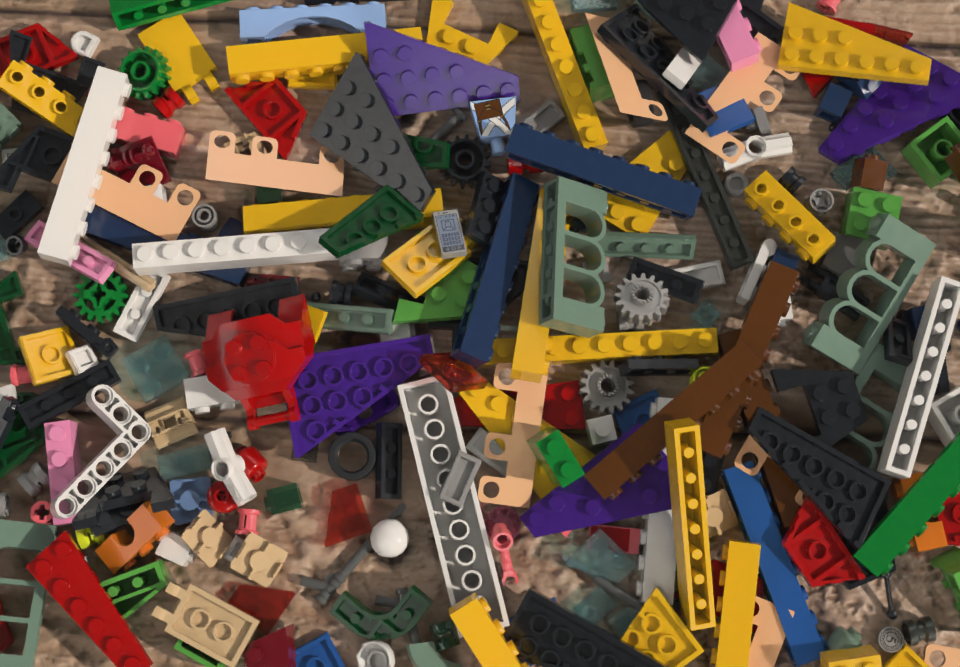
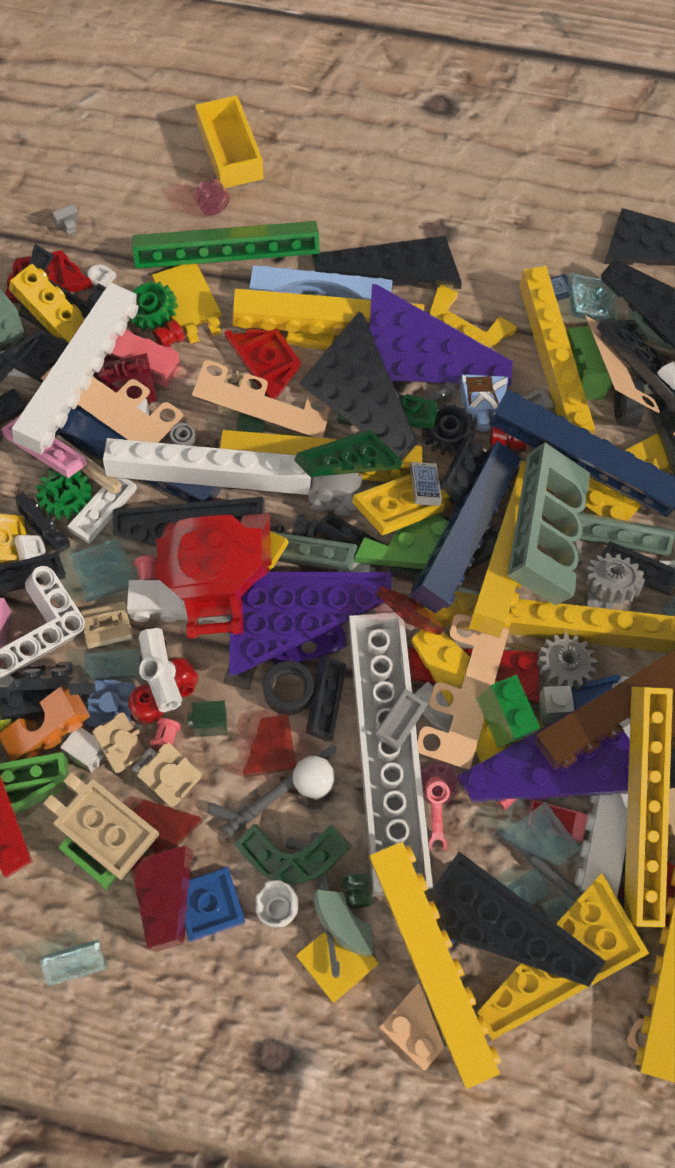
camera: 10 degrees right, 15 degrees down
(658, 366) = (623, 648): black plate -> none

